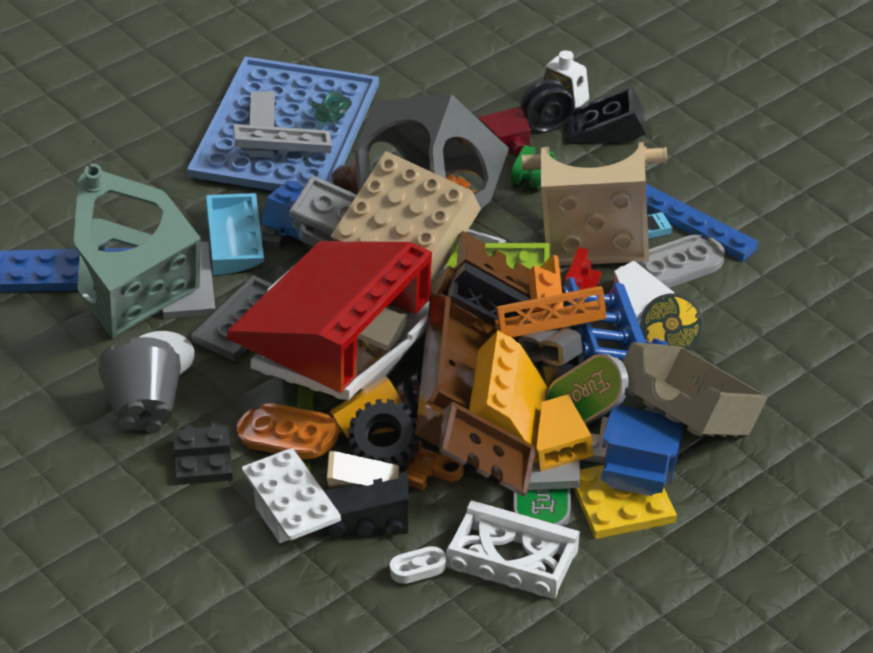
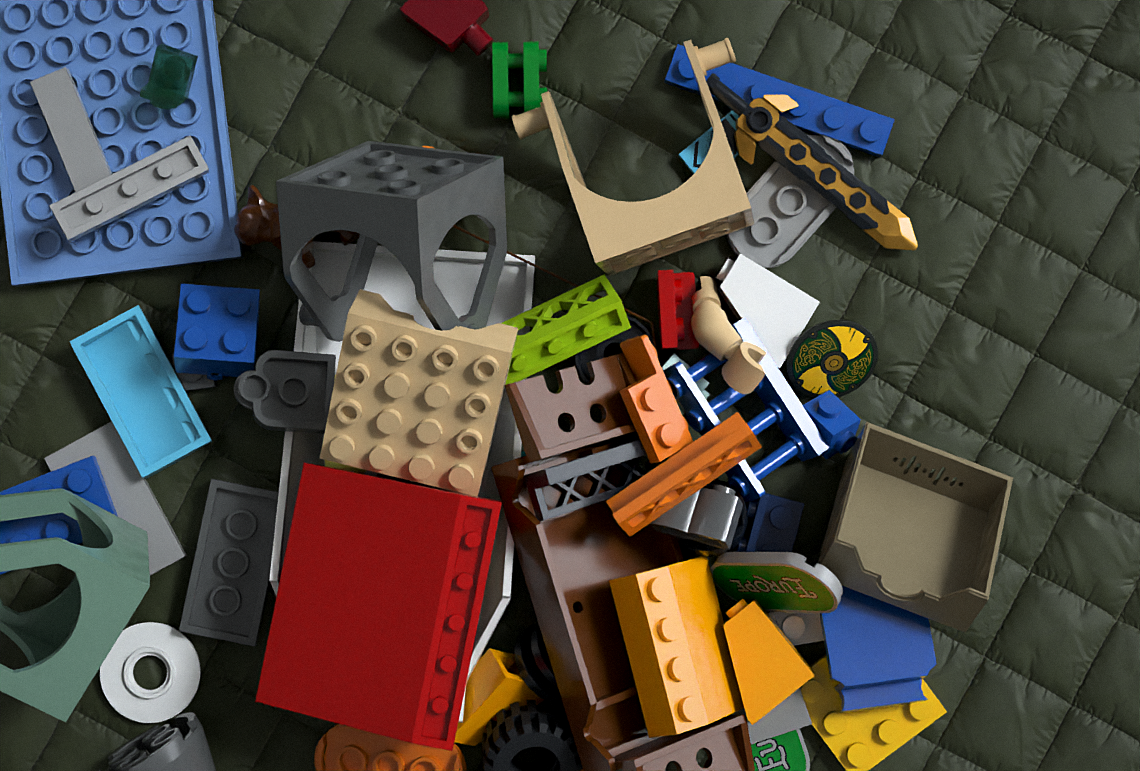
camera: 15 degrees left, 45 degrees up
(321, 205) = (283, 362): light grey tile -> none
(612, 288) = (721, 340): none -> tan piece
(678, 219) = (809, 162): none -> sword

